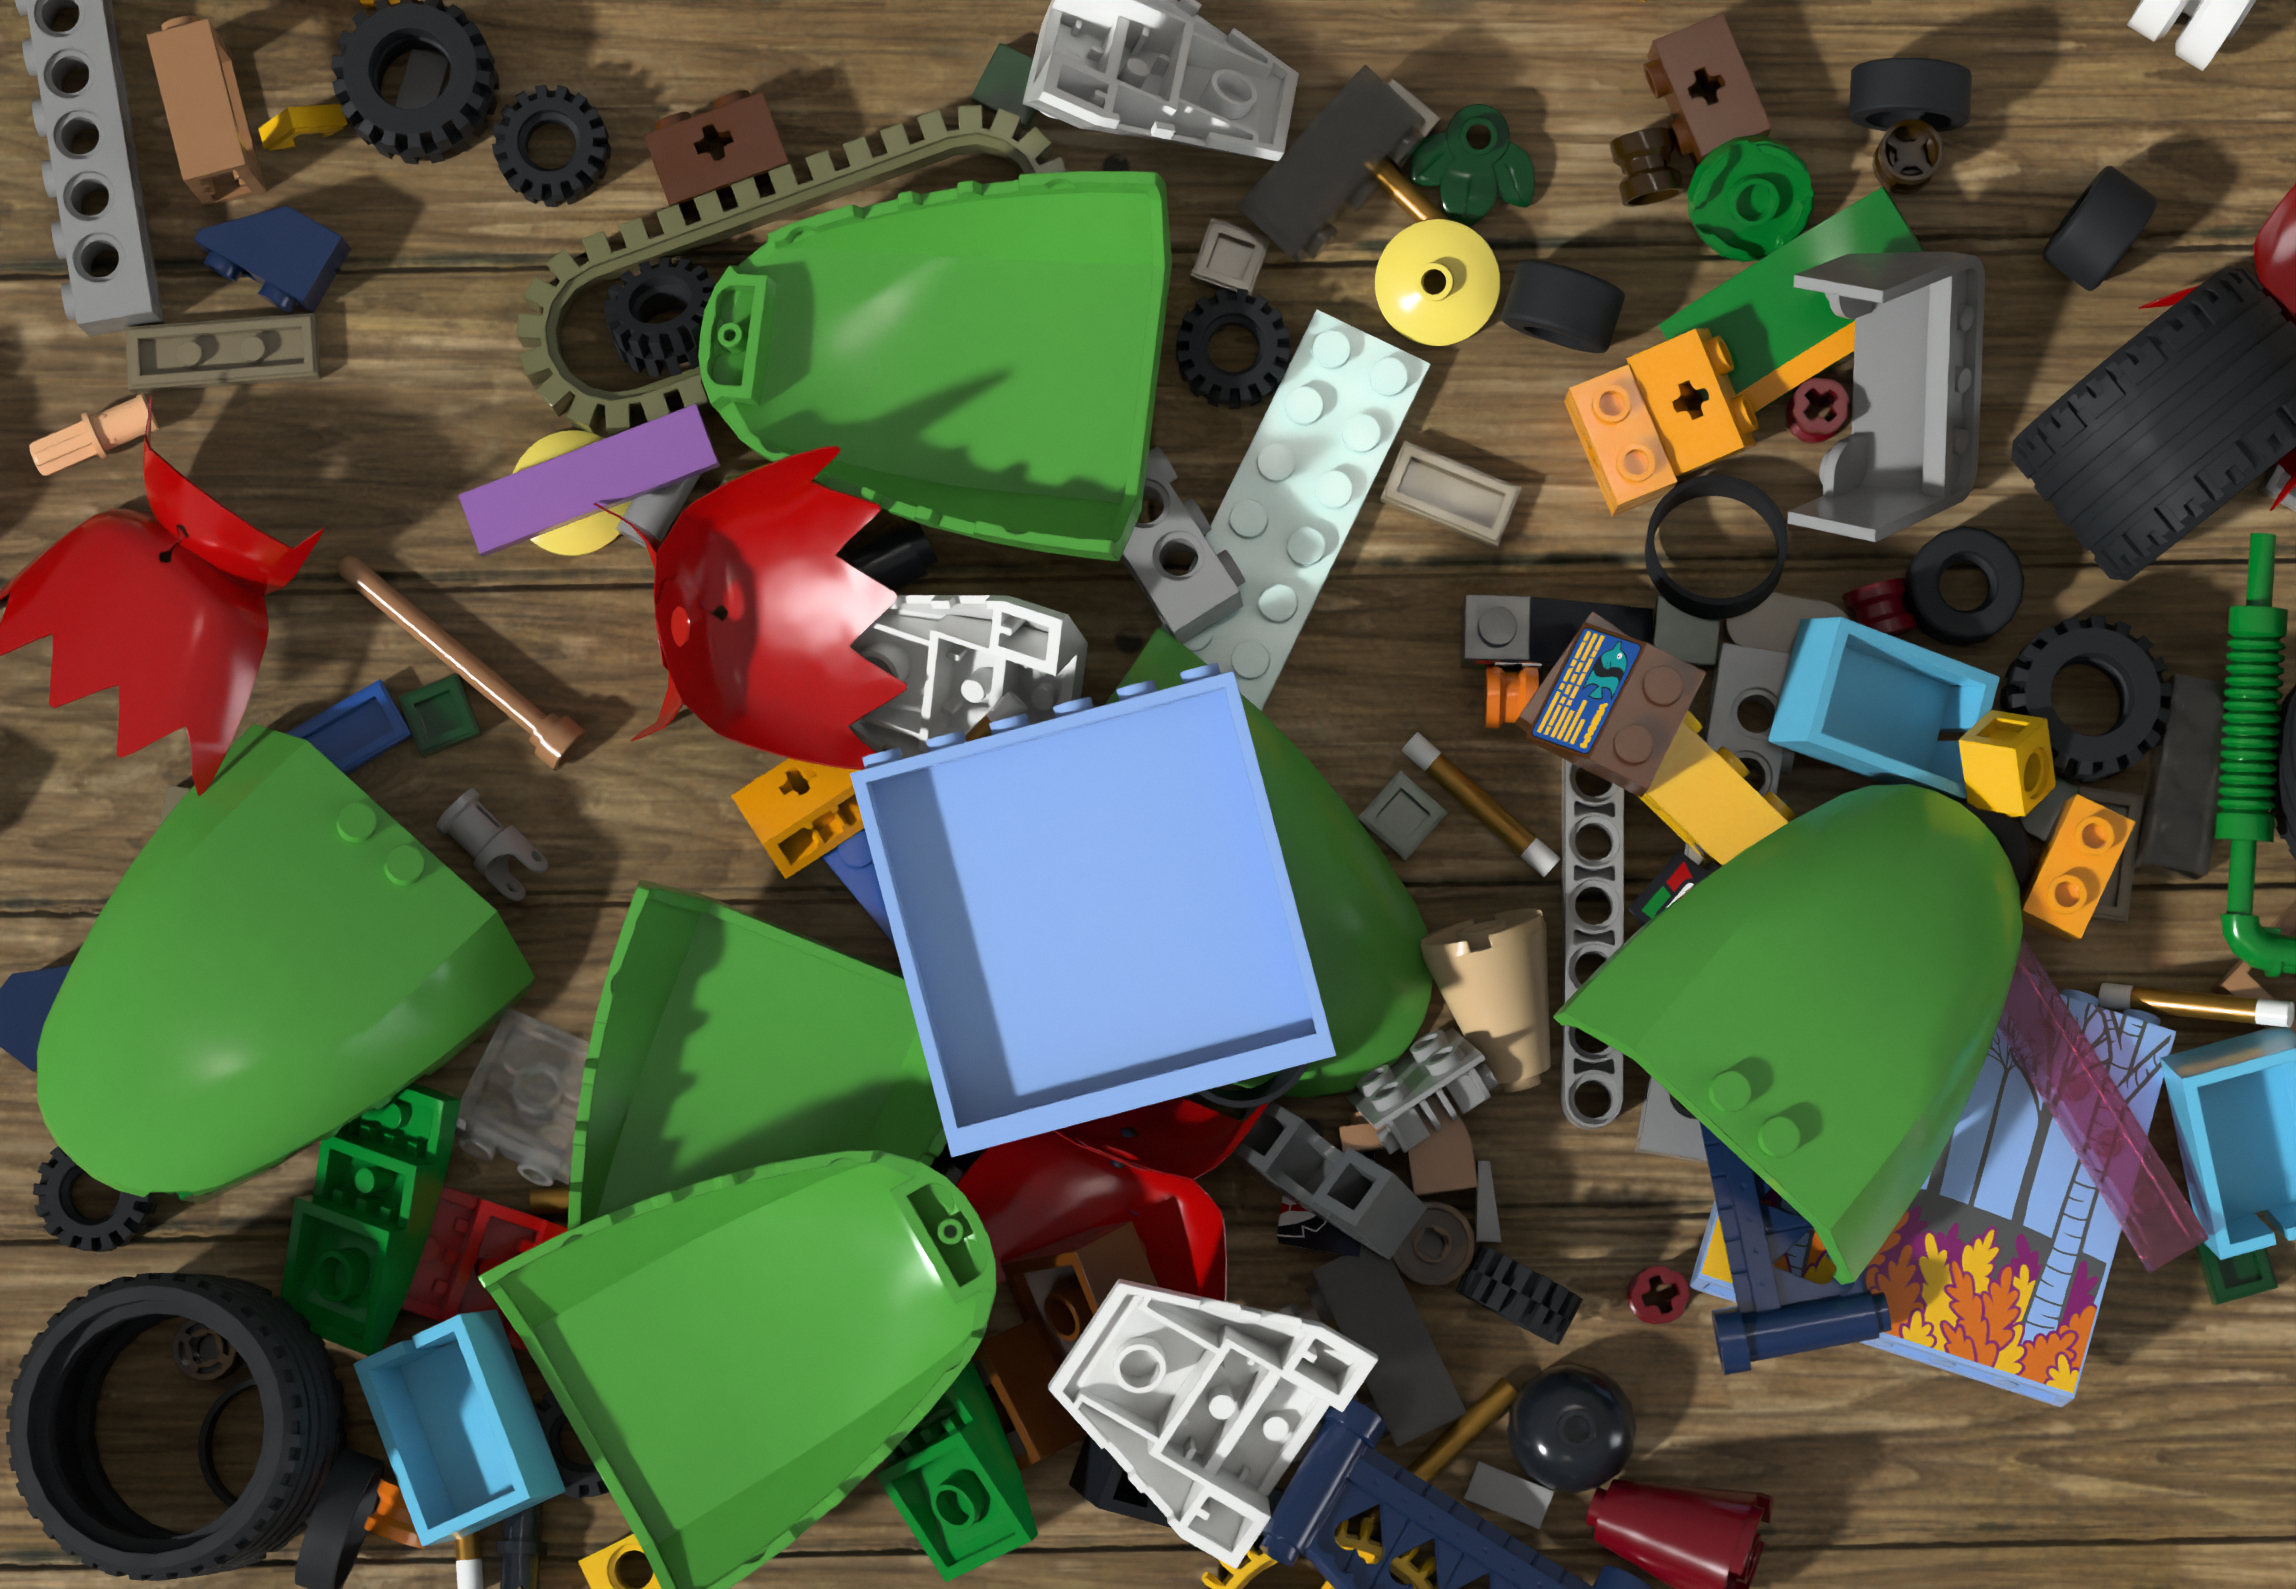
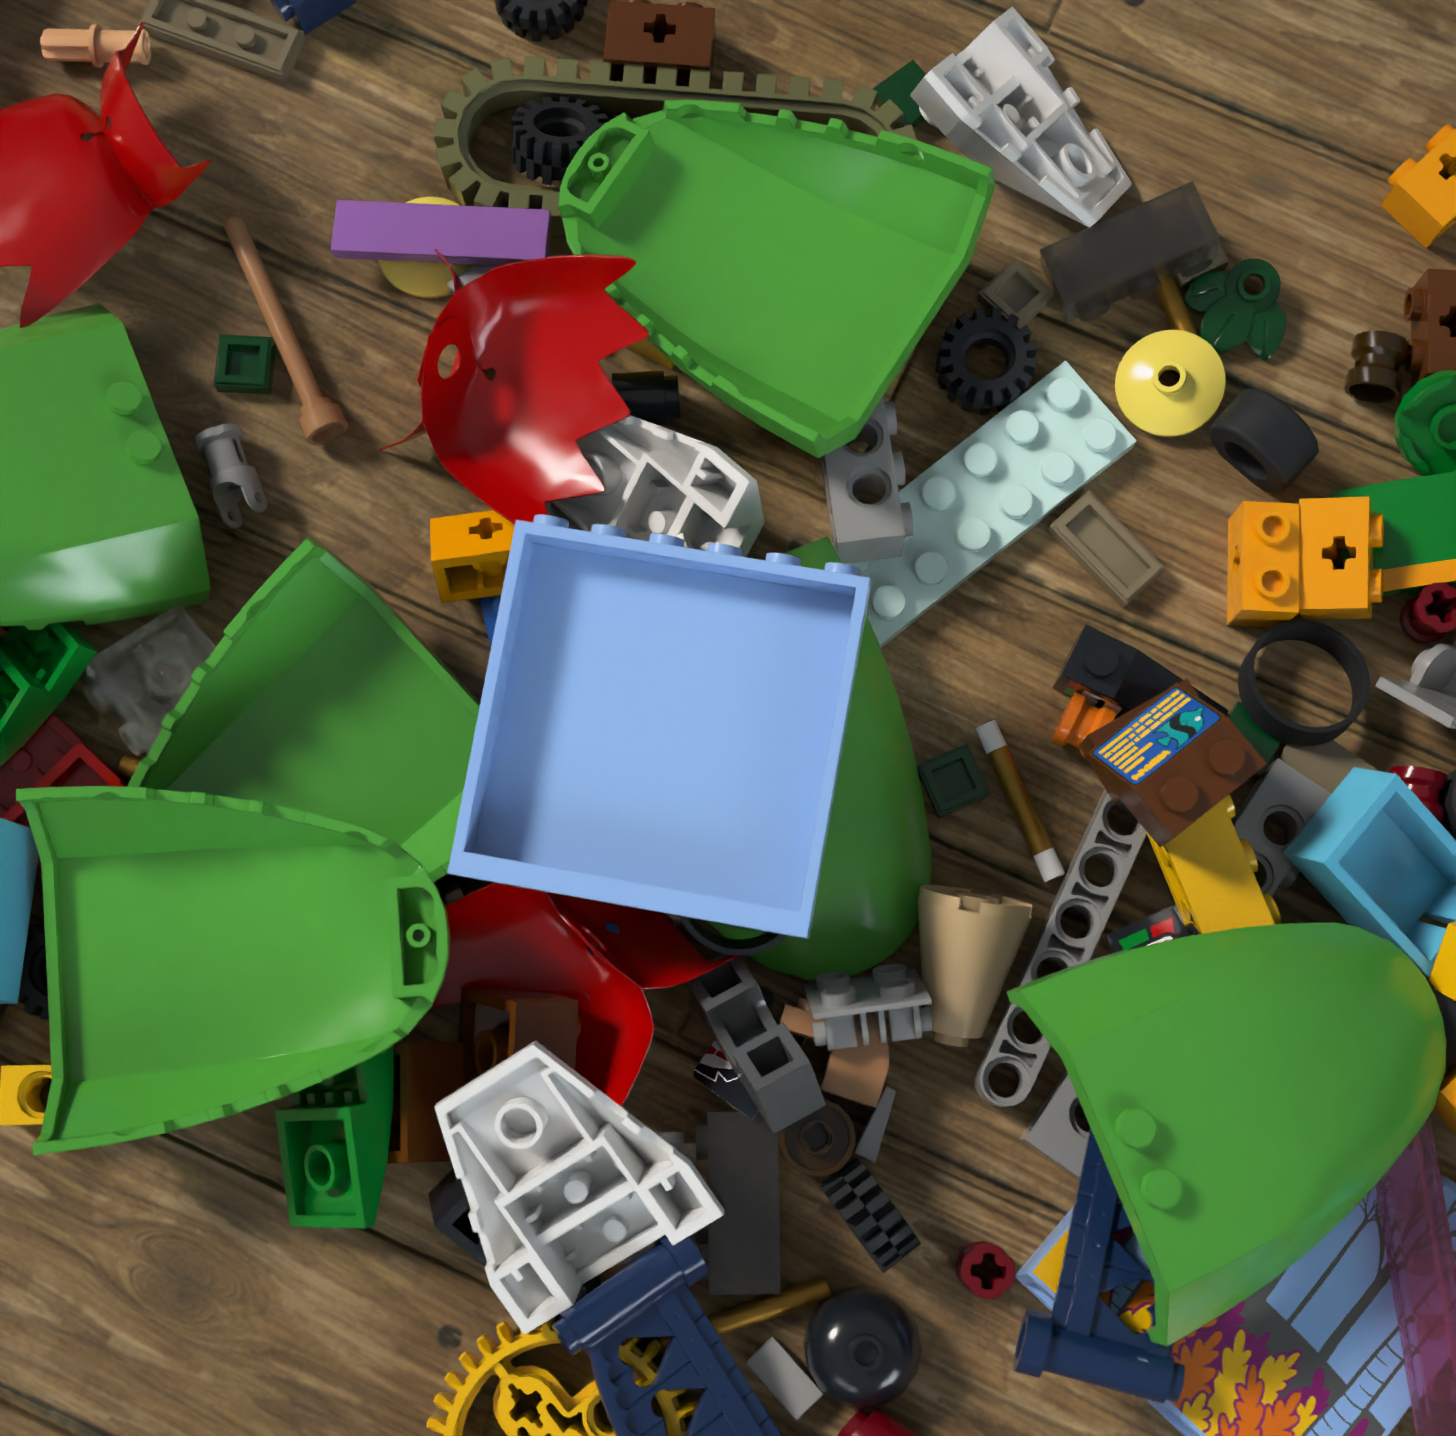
camera: 25 degrees right, 5 degrees down
(357, 728) = (175, 345): blue tile -> none

